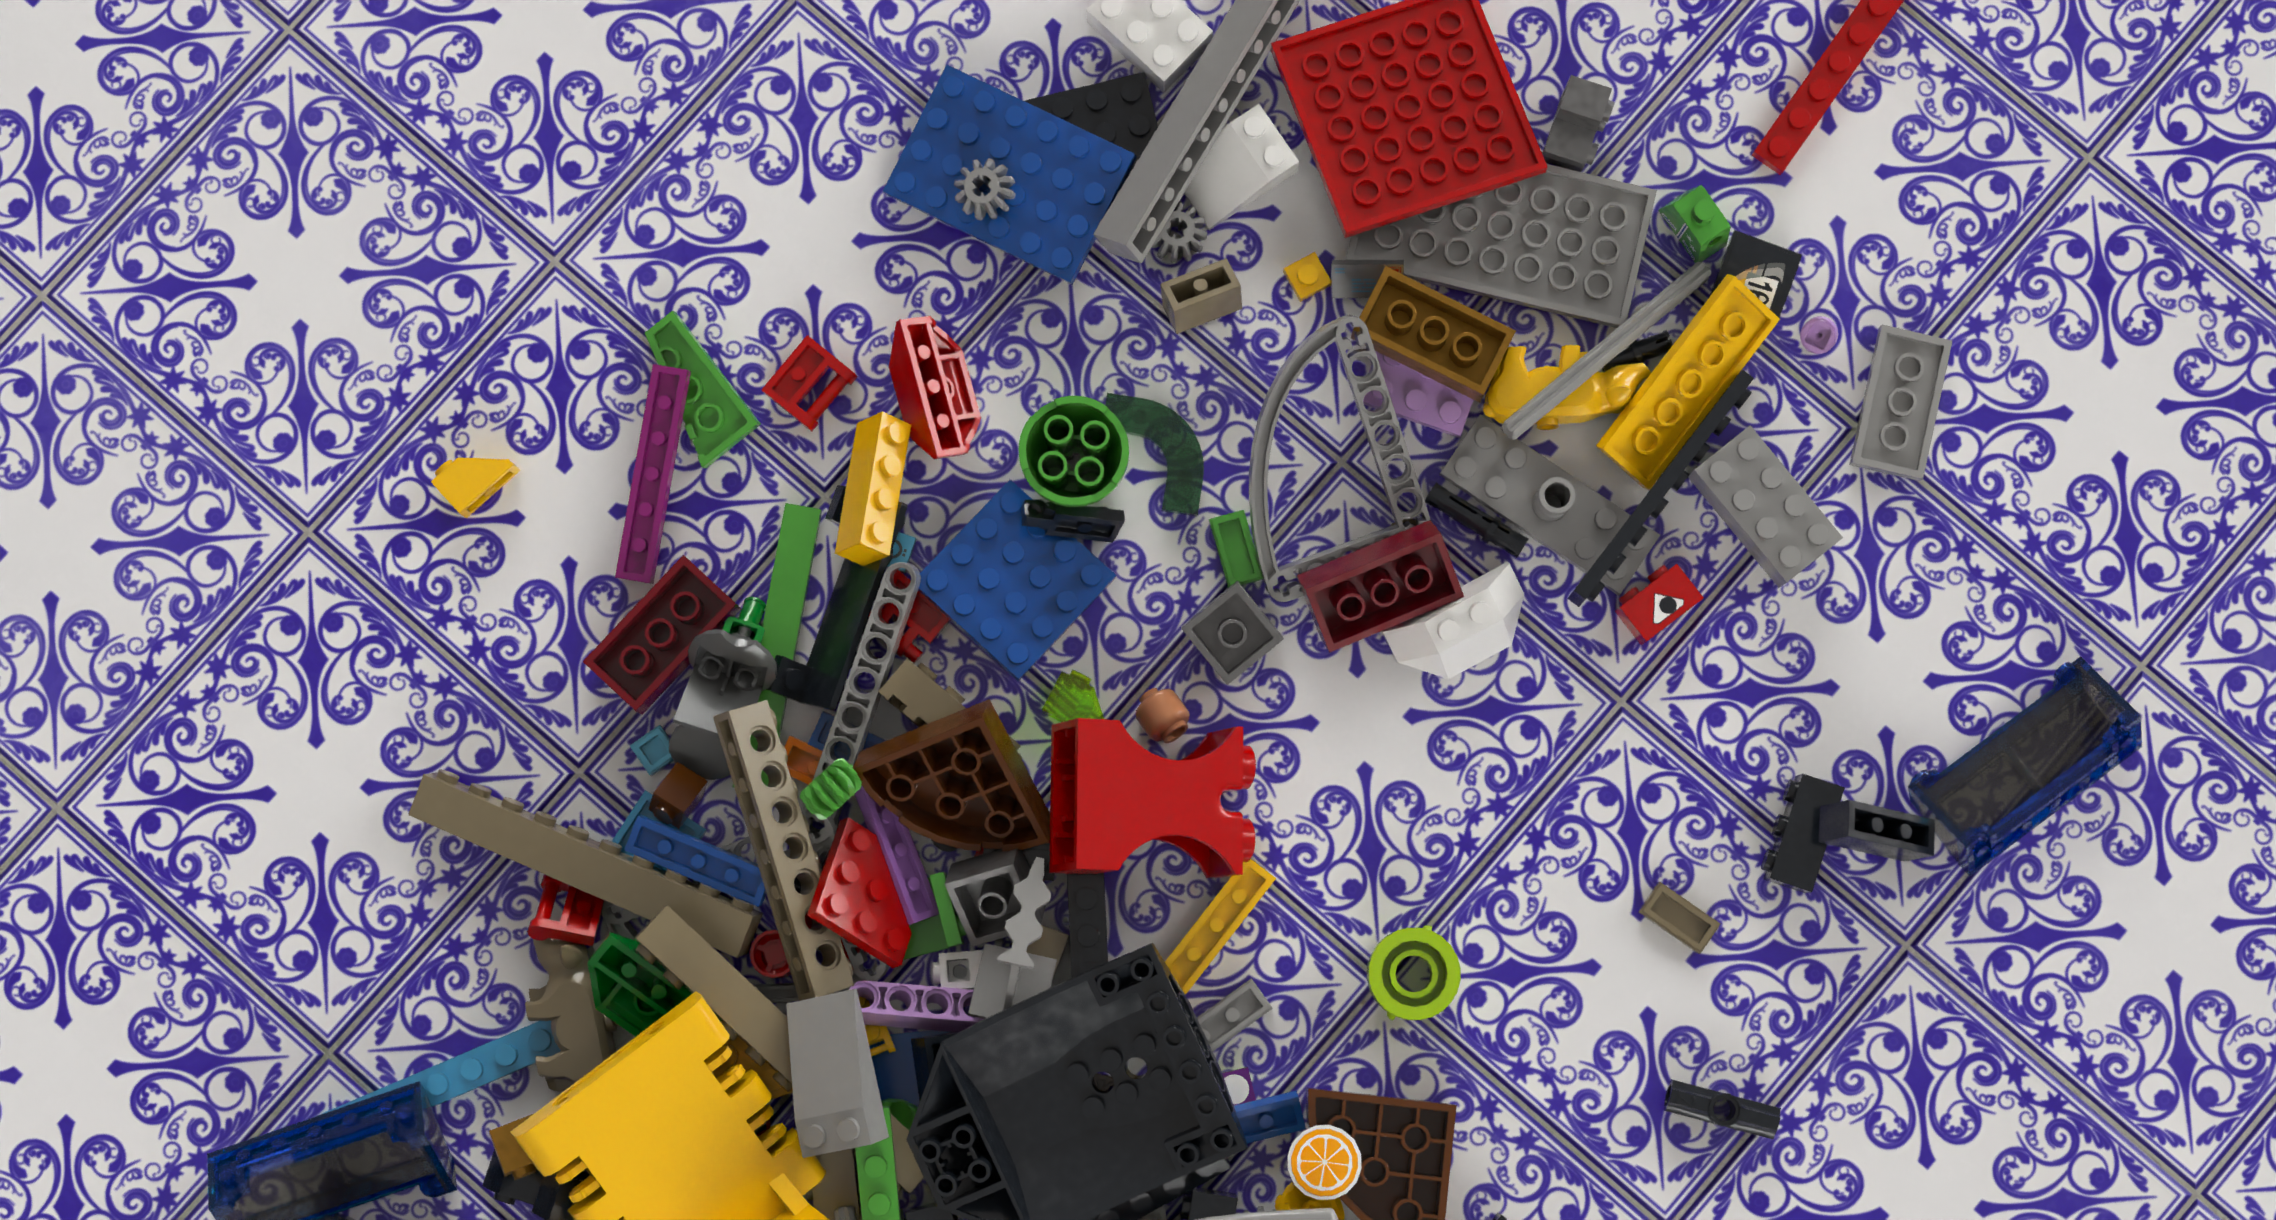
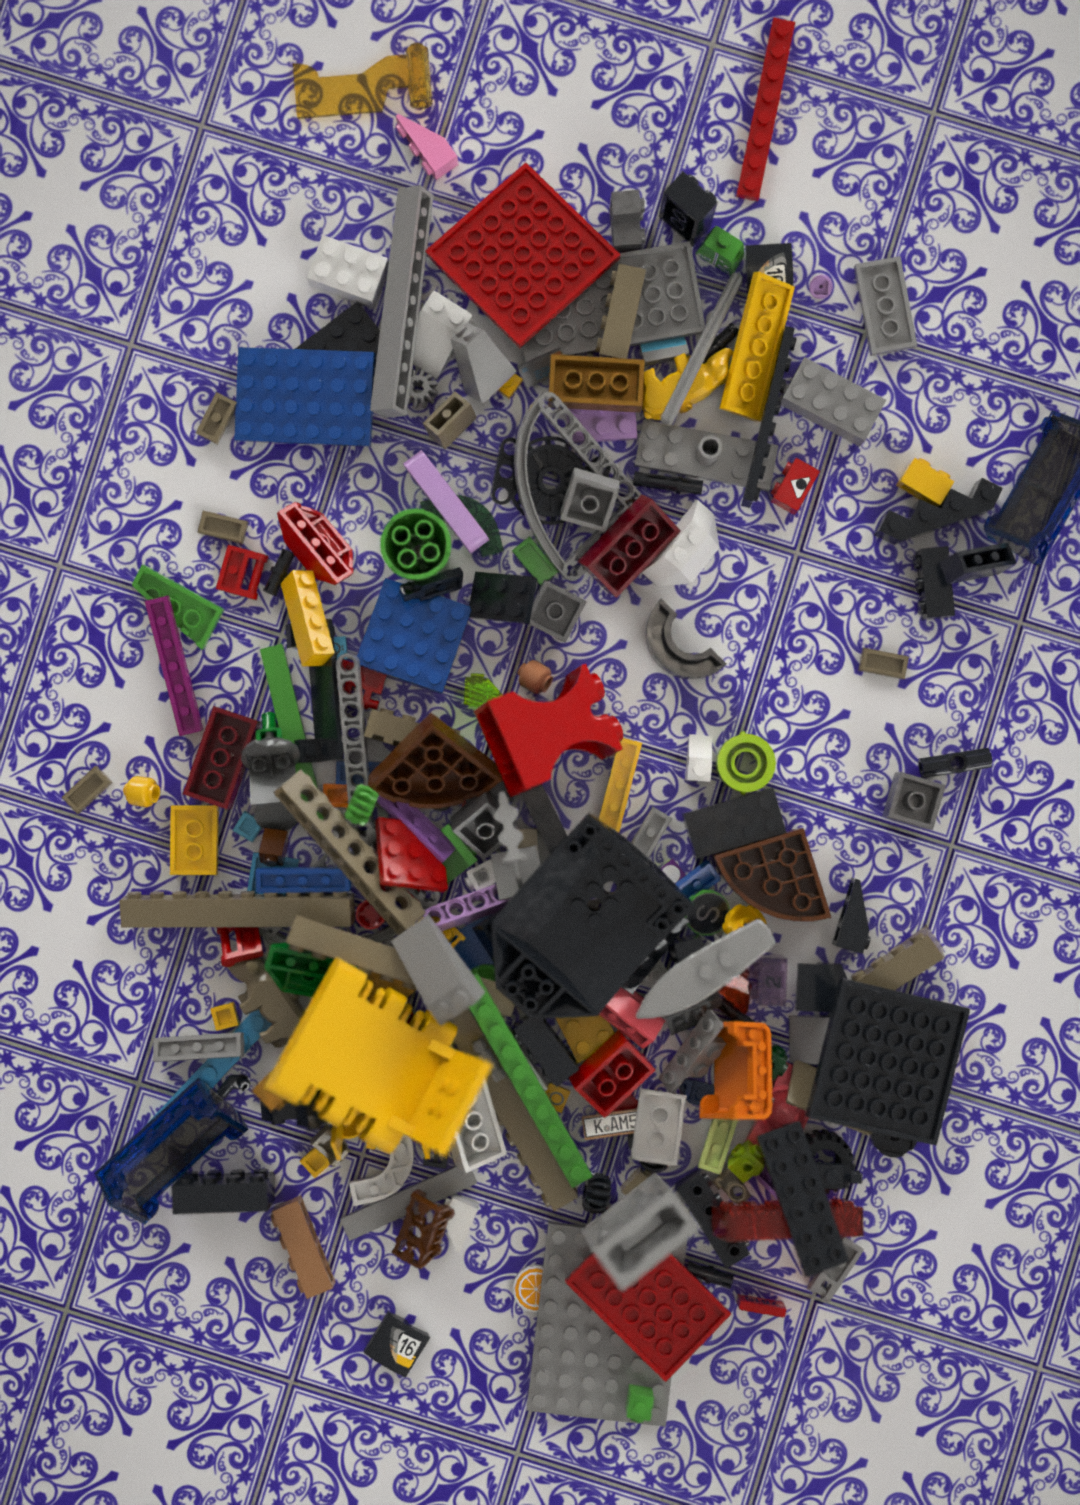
camera: 25 degrees left, 5 degrees up
(440, 1038) = (198, 1047): none -> light grey plate
(448, 596) = (87, 789): none -> dark tan tile
(467, 1113) = (234, 1082): none -> black arm
(472, 481) = (70, 716): yellow slope -> none
(497, 1010) = (225, 1016): none -> yellow plate
(525, 633) = (141, 791): none -> yellow head
(568, 735) = (194, 839): none -> yellow plate
(810, 307) = (222, 527): none -> dark tan tile
(861, 406) = (279, 572): none -> black pin
(871, 150) = (216, 418): none -> dark tan plate
(992, 177) = (292, 420): light grey gear -> none
(1144, 409) = (446, 501): none -> lavender beam
(1165, 580) = (502, 597): none -> black plate
(1261, 1169) = (708, 912): none -> black tile
(1279, 234) = (480, 362): none -> light grey slope
(1324, 1162) = (741, 894): light orange tile -> none
(1340, 443) = (540, 460): none -> black piece
(1349, 938) = (699, 758): none -> white arch
(1351, 495) = (589, 499): none -> light grey brick
(1359, 1054) = (733, 823): none -> black brick
(1370, 771) = (672, 658): none -> black brick
(1514, 249) = (622, 312): none -> dark tan brick
(1552, 329) = (663, 351): none -> light grey slope
(1637, 1138) = (914, 800): none -> flat silver brick
(1672, 143) = (688, 208): none -> black brick
(1832, 735) = (927, 518): none -> black brick
(1851, 681) = (925, 482): none -> yellow brick

